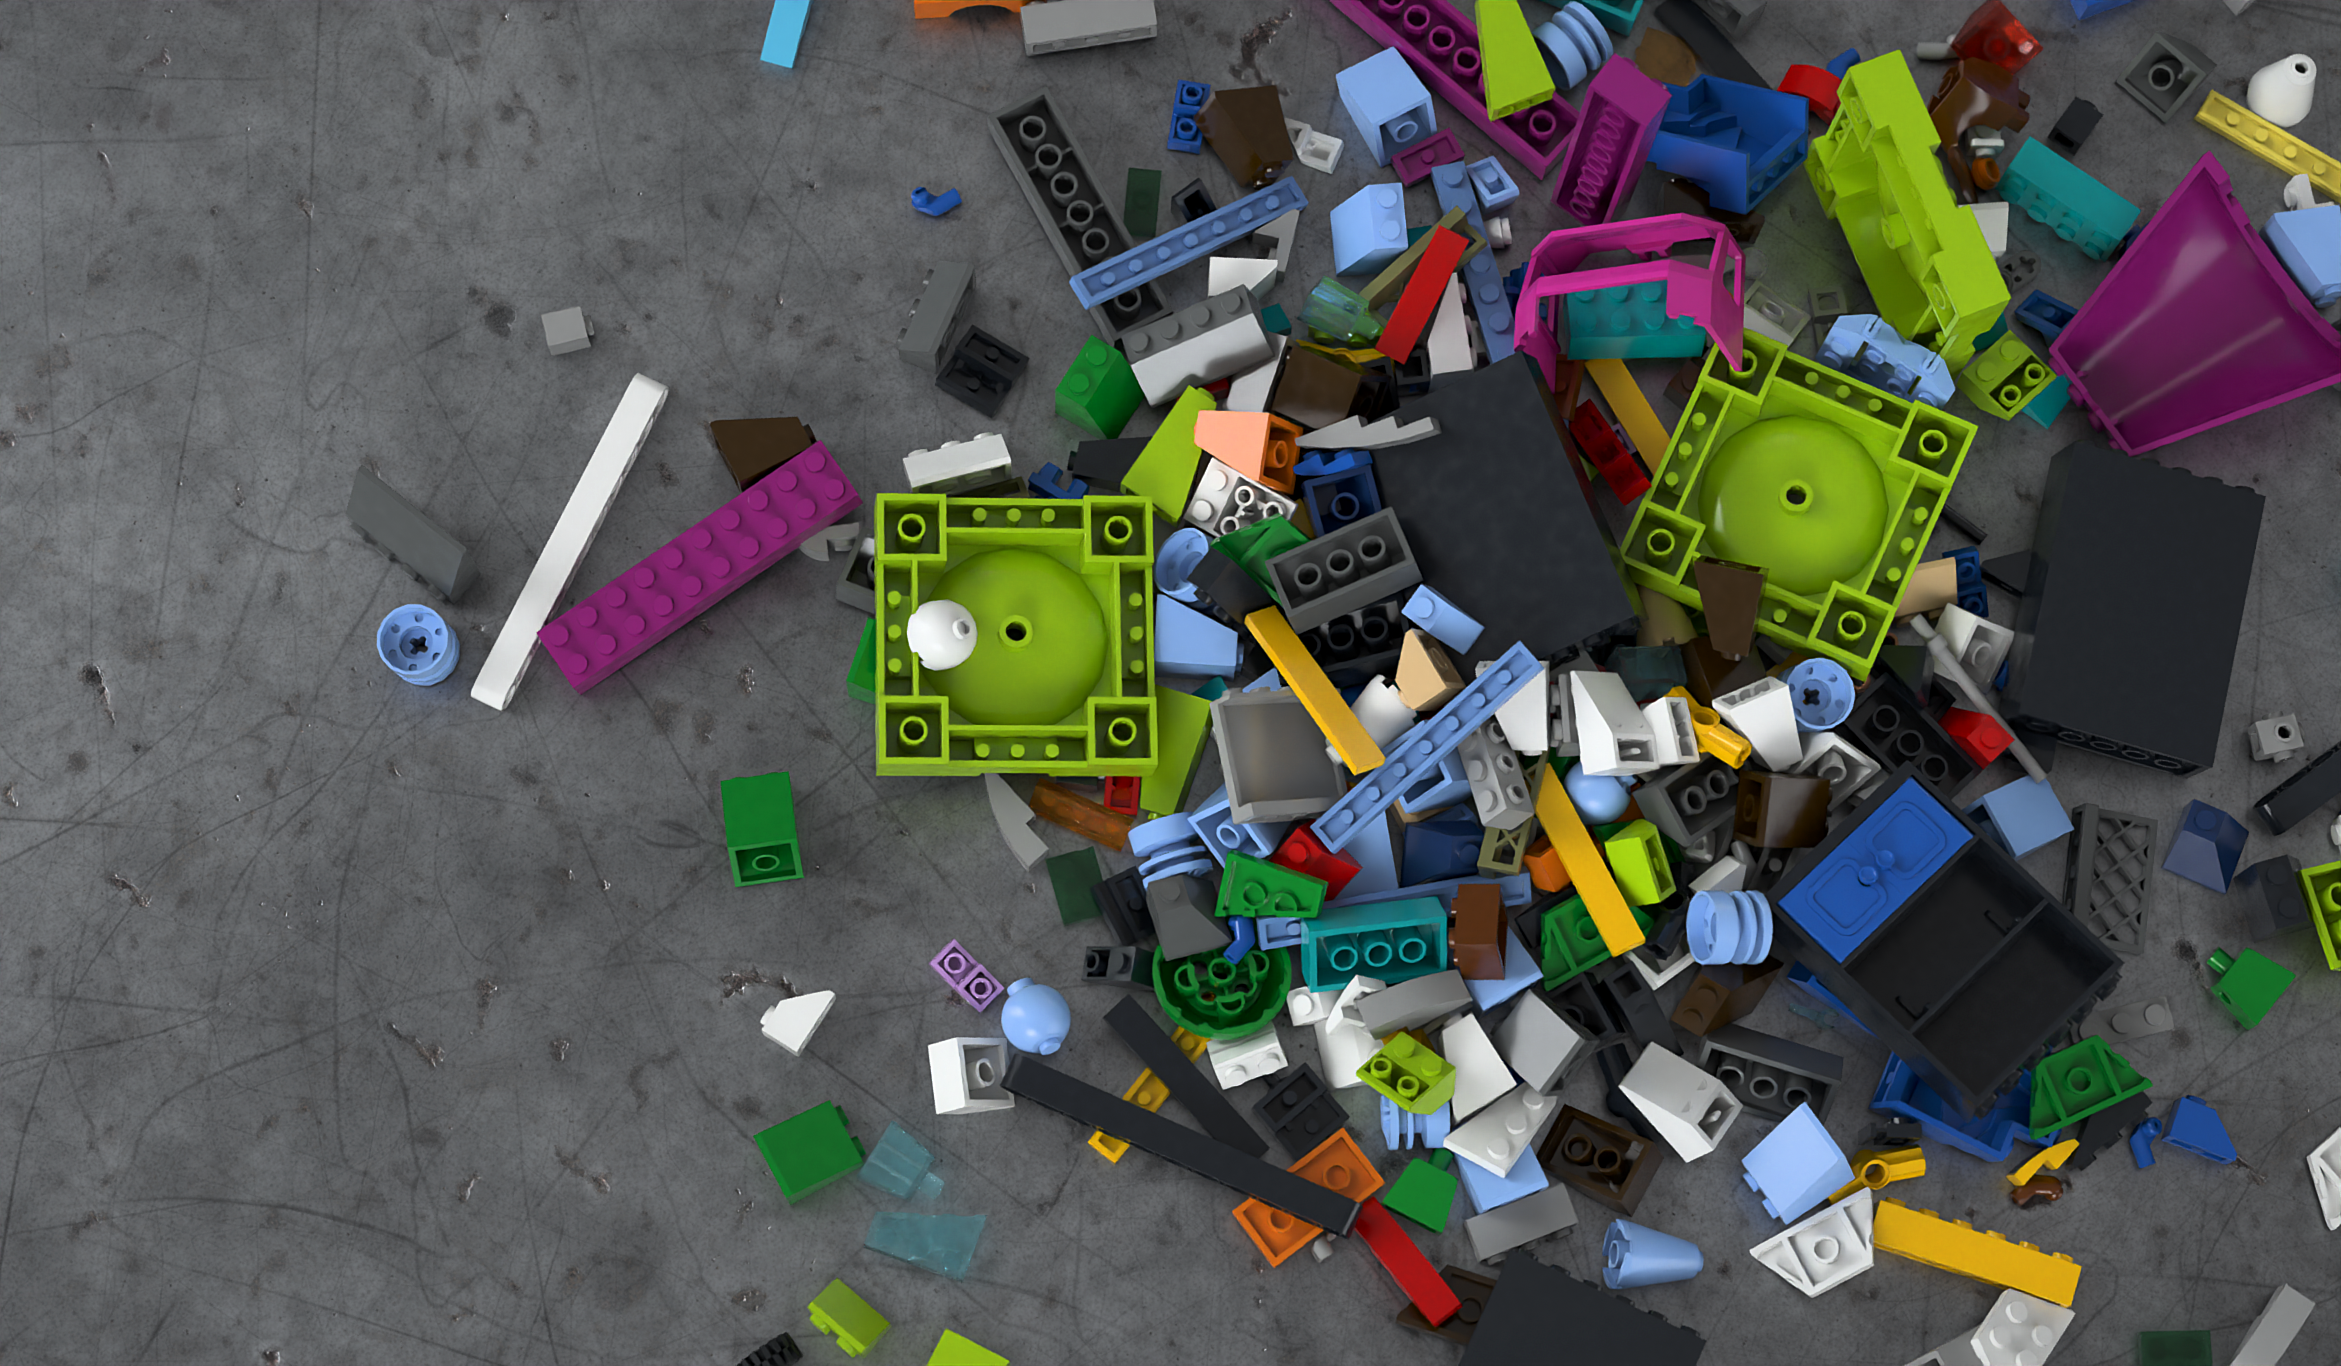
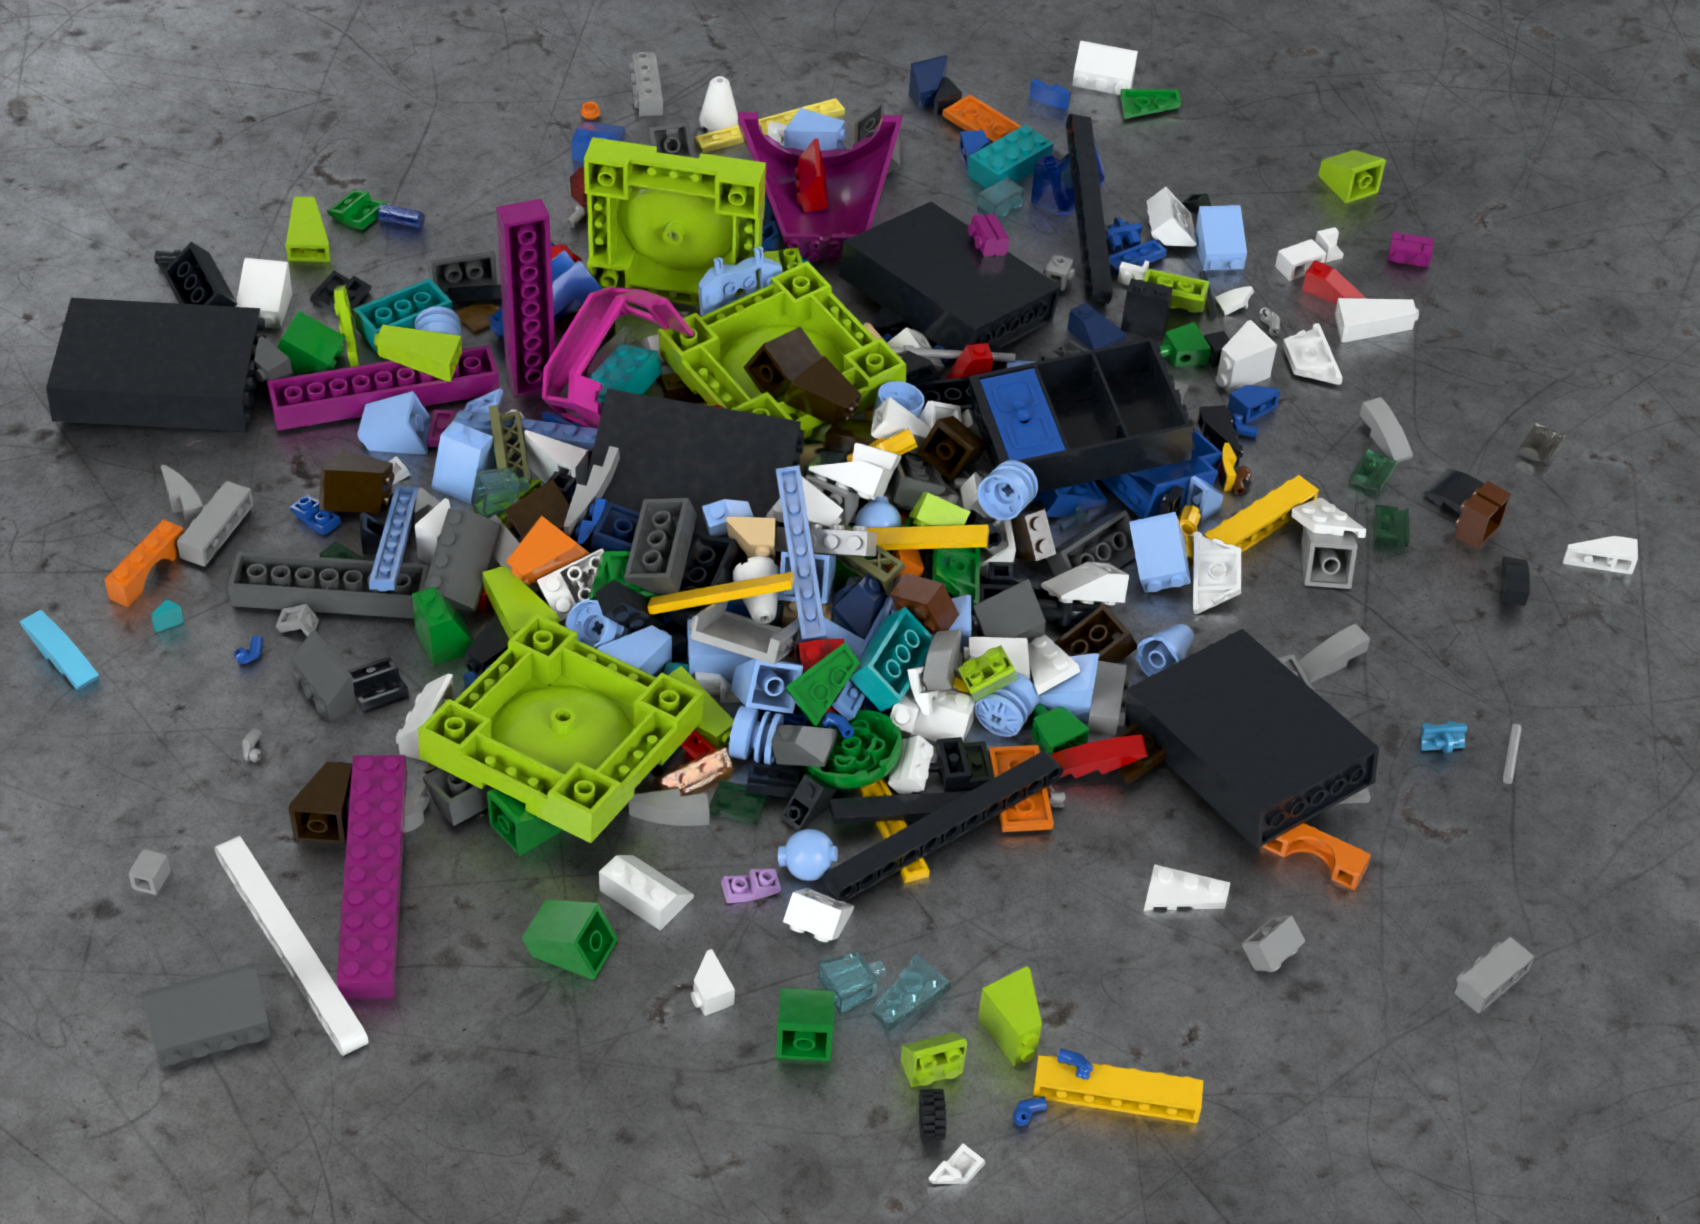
camera: 55 degrees left, 30 degrees down
(408, 628) = (284, 1057): light blue wheel -> none
(801, 301) = (248, 745): none -> light grey arm
(885, 864) = (643, 890): none -> white slope
(918, 73) = (167, 616): none -> teal slope
(942, 634) = (536, 740): white cylinder -> none
(1011, 220) = (297, 618): none -> light grey bracket
(1421, 294) = (525, 446): red slope -> none
(1769, 517) = (781, 362): none -> dark brown slope
(1955, 1164) = (1204, 497): none -> light blue slope
(2079, 1083) = (1205, 419): green wing -> none
(2216, 307) = (811, 179): none -> red slope
(2234, 618) = (989, 235): none -> magenta brick
(2267, 1081) = (1246, 358): none -> white slope
(2277, 1030) = (1216, 342): none -> black brick

